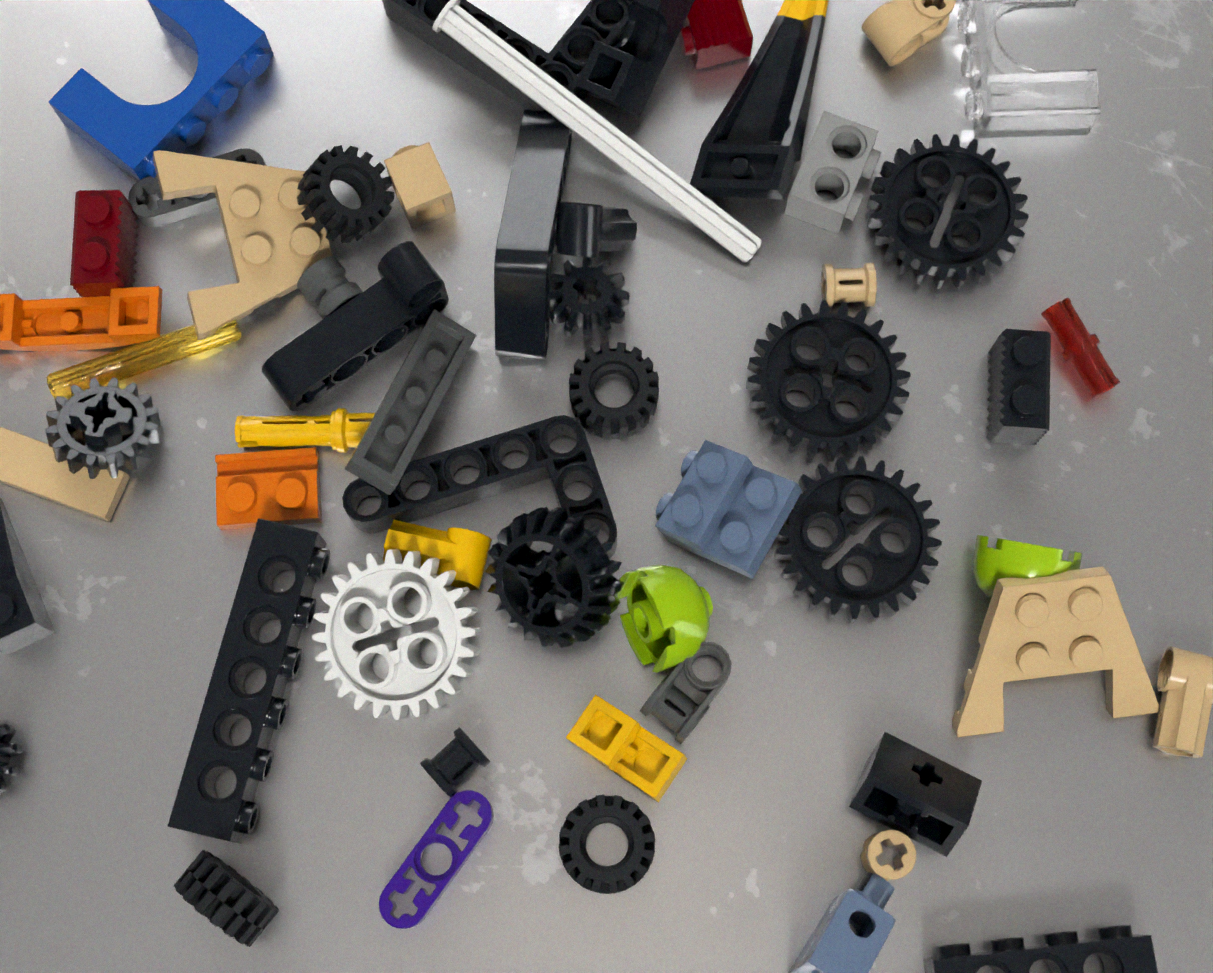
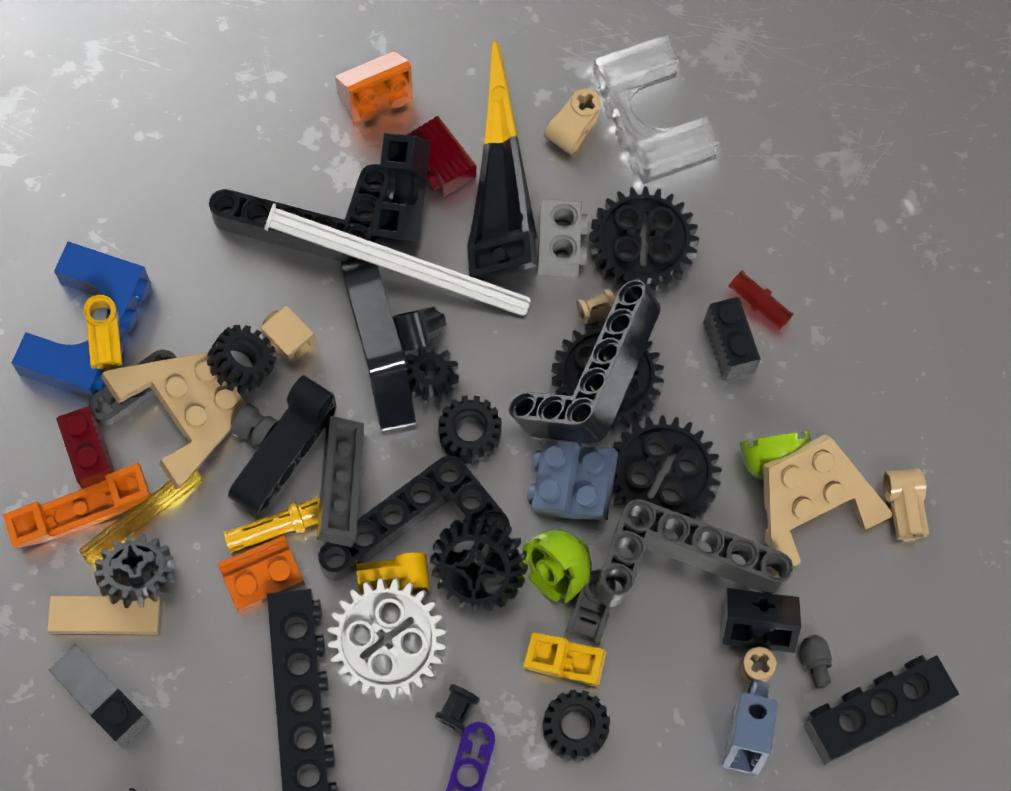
camera: 25 degrees left, 5 degrees down
(173, 102) = (103, 335): none -> yellow piece
(820, 381) = (603, 384): none -> black beam
(846, 659) = (686, 550): none -> dark grey beam
(976, 873) = (816, 658): none -> dark grey cylinder

